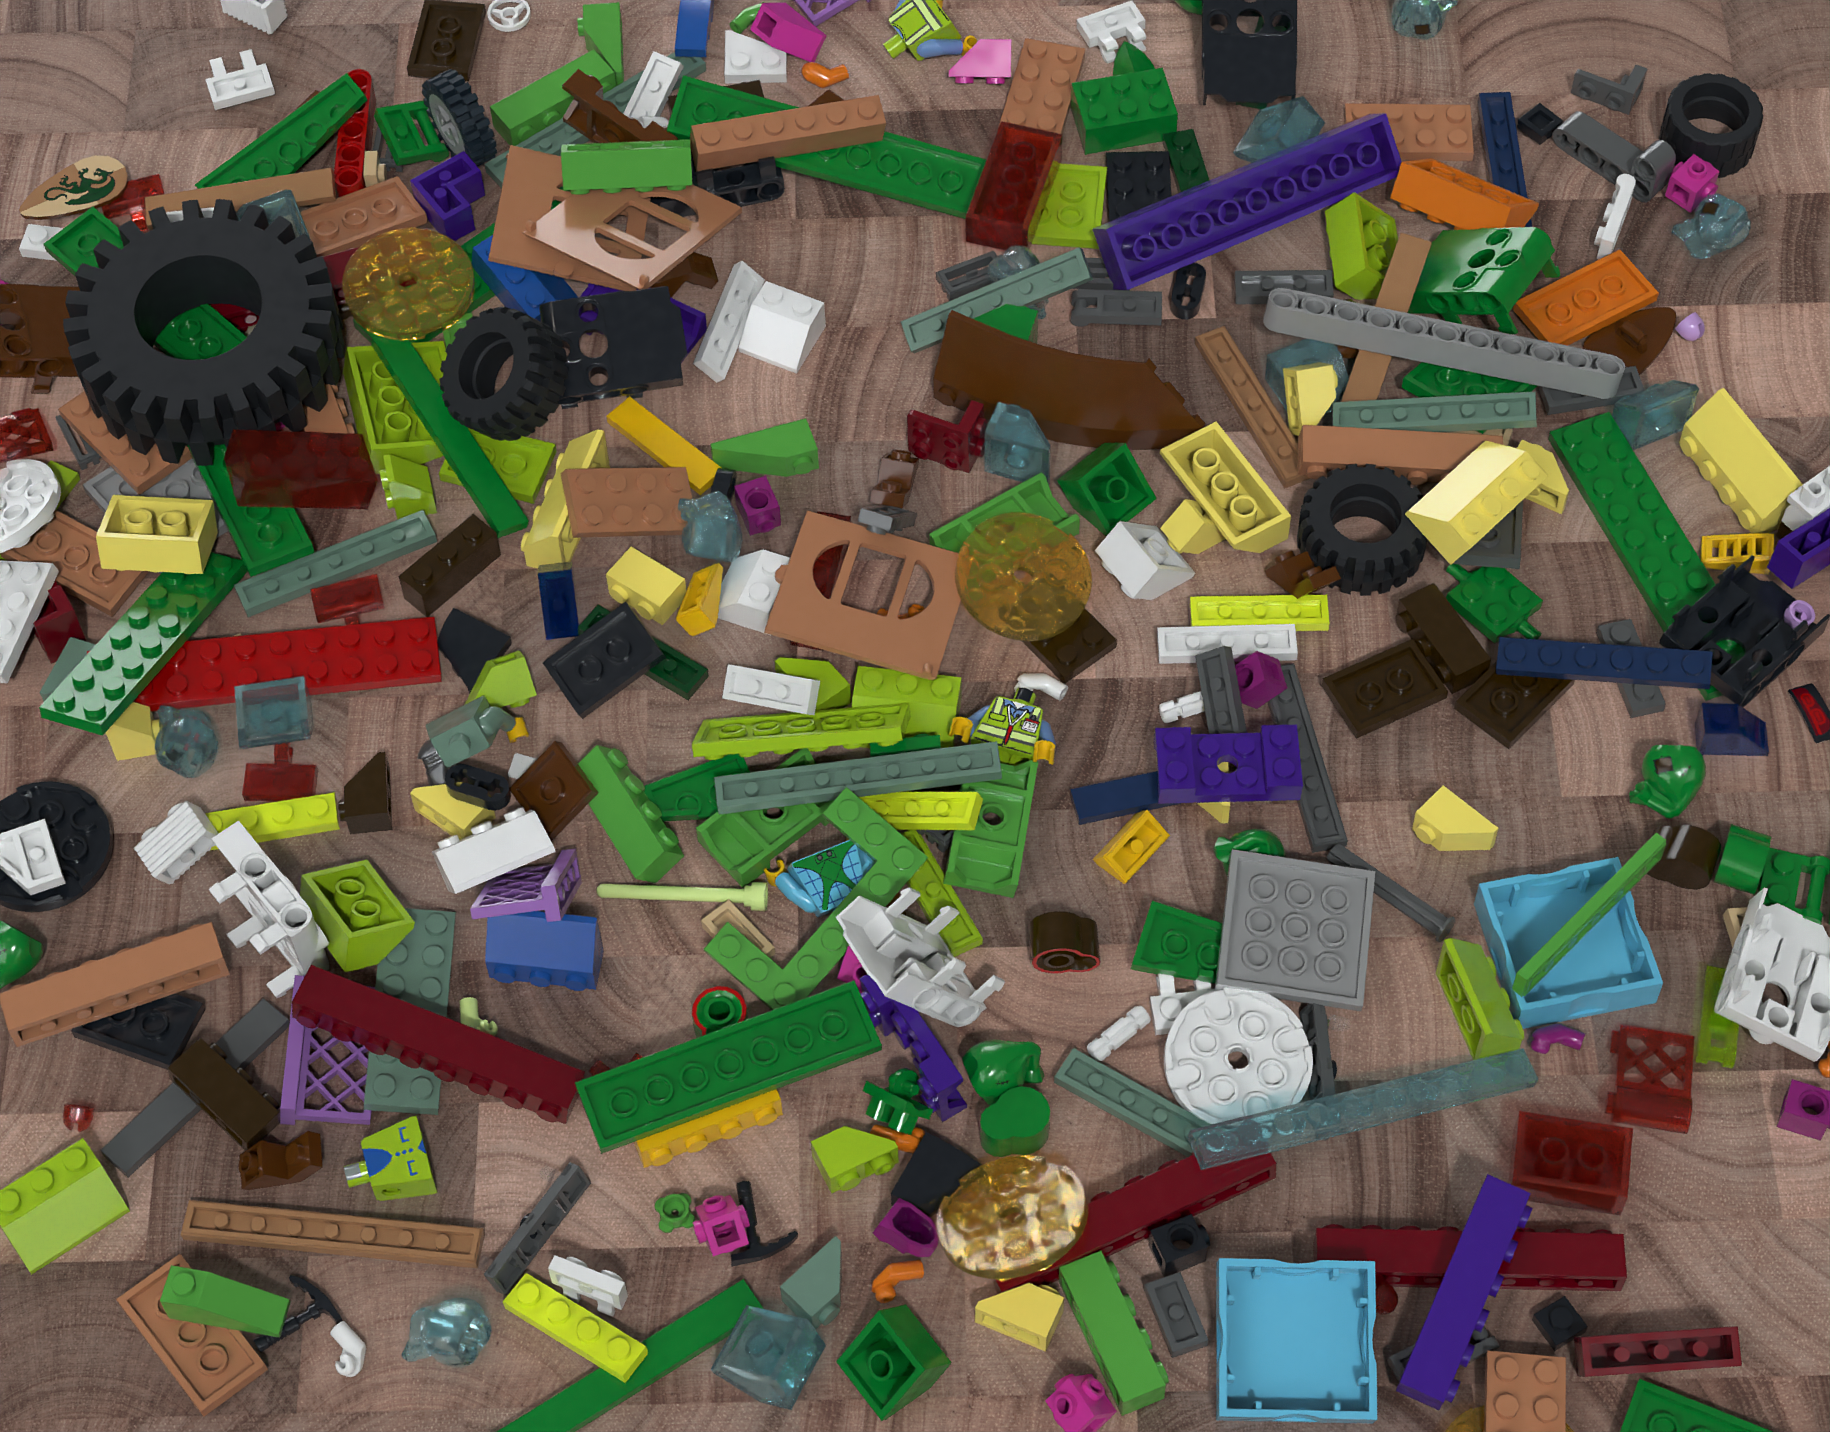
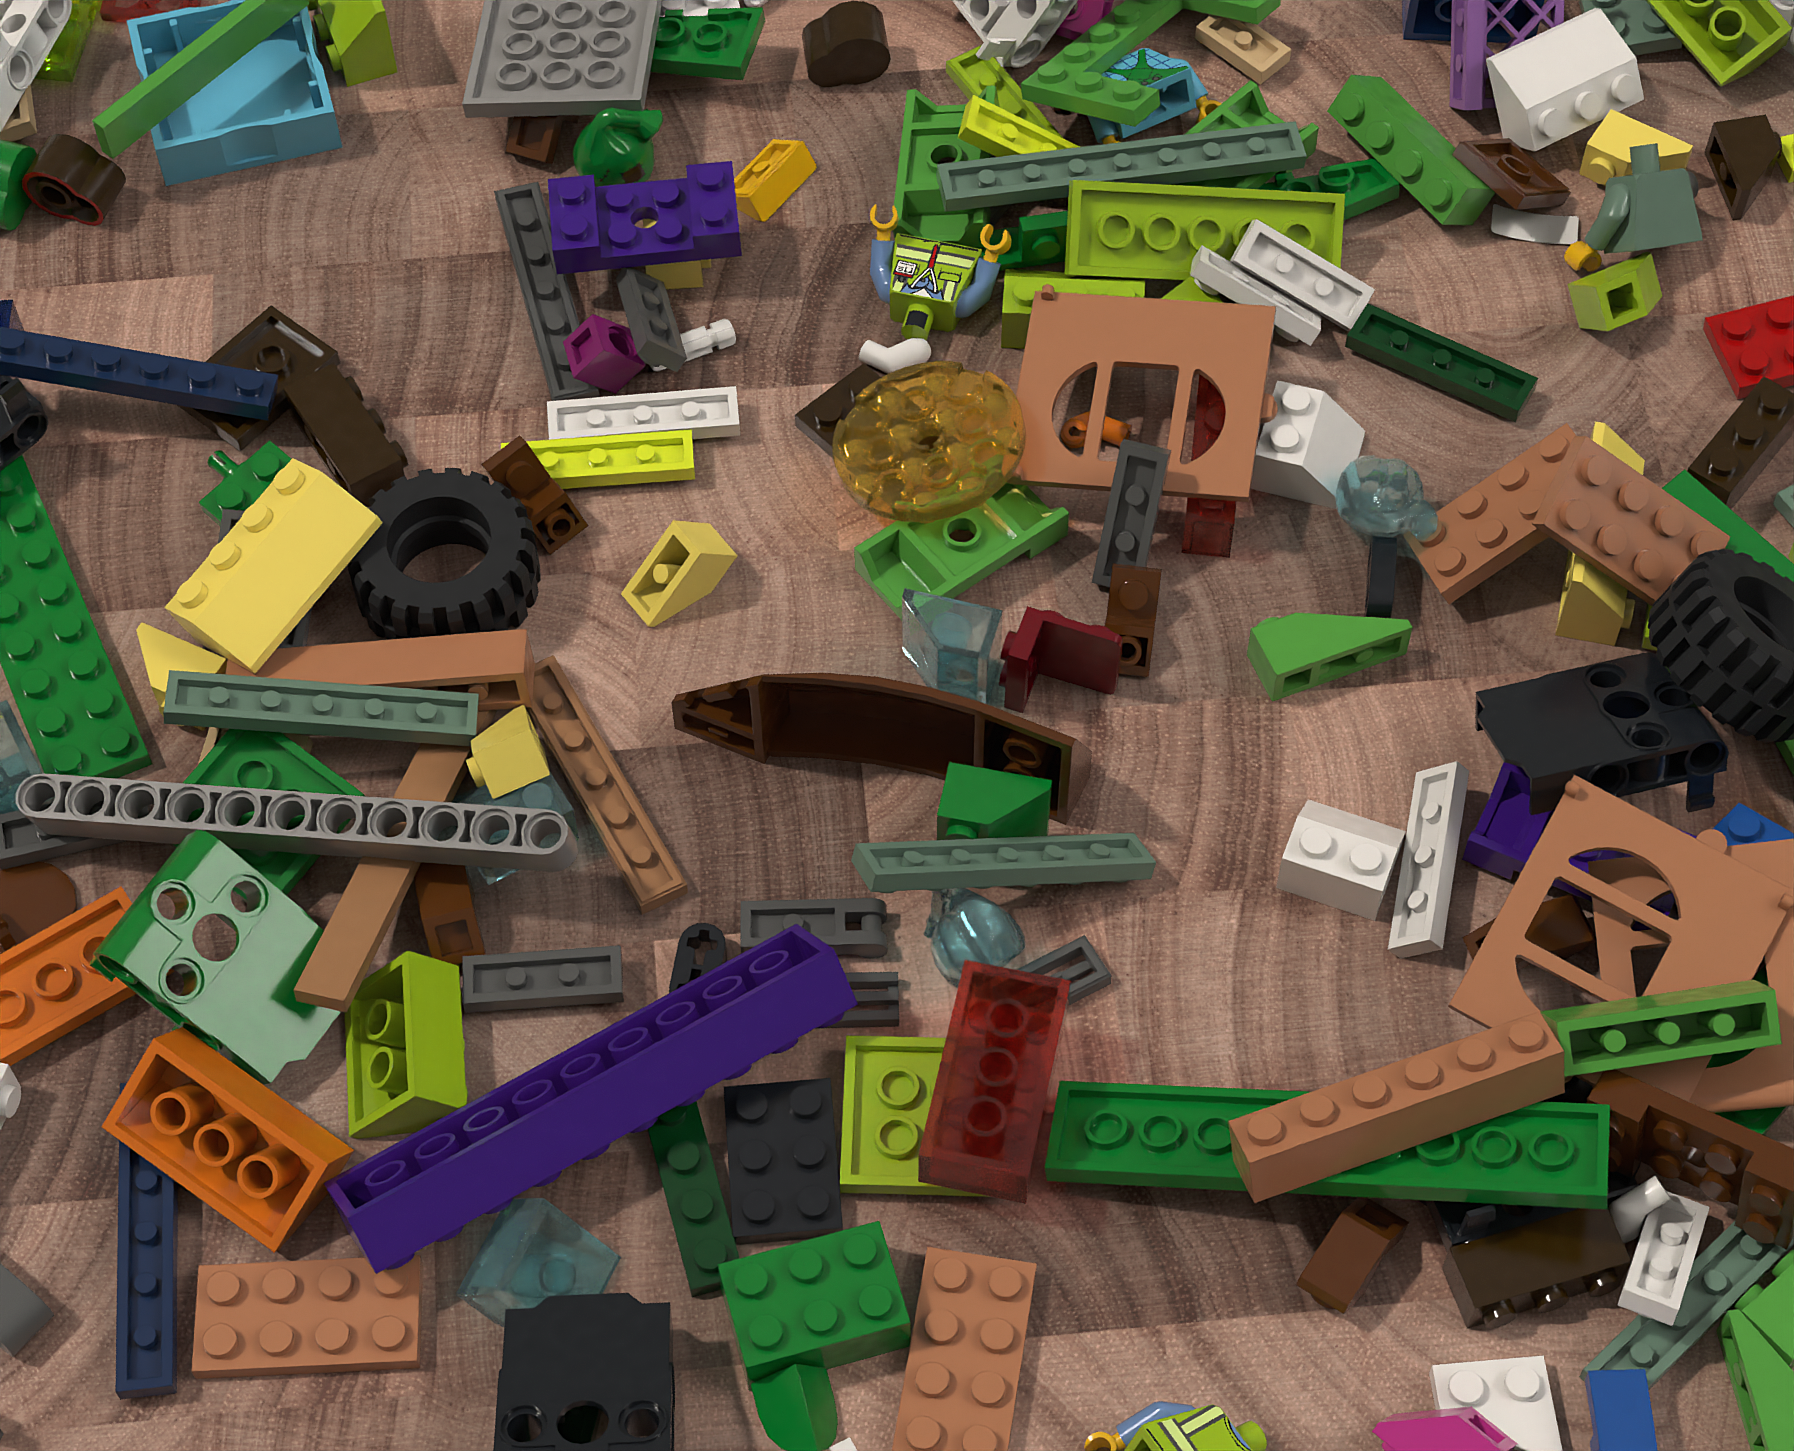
camera: 175 degrees right, 0 degrees up
(469, 645) = (1672, 353): black slope -> none
(477, 788) = (1606, 142): black beam -> none
(556, 453) = (1623, 521): none -> nougat plate
(558, 600) = (1575, 406): clear blue slope -> none
(604, 660) = (1488, 326): black plate -> none
(646, 586) = (1456, 442): light yellow brick -> none
(663, 443) = (1462, 648): yellow tile -> none
(701, 603) = (1377, 418): yellow slope -> none
(733, 704) = (1302, 275): none -> white plate
(752, 895) = (1228, 82): yellowish green piece -> none
(754, 495) = (1324, 582): magenta brick -> none
(823, 76) = (1367, 1369): orange arm -> none
(985, 60) = (1076, 1395): slope -> none
(1107, 487) = (820, 622): green slope -> none
(1116, 798) = (788, 230): dark blue tile -> none
(1142, 560) = (761, 517): white slope -> none
(1228, 489) = (642, 604): light yellow slope -> none
(1384, 688) = (432, 372): dark brown plate -> none
(1396, 894) = (477, 158): dark grey axle -> none
(1453, 824) = (359, 209): light yellow slope -> none
(1539, 123) = (72, 1336): black plate -> none
(1638, 698) = (94, 439): dark grey plate -> none
(1670, 779) = (68, 275): green piece -> none

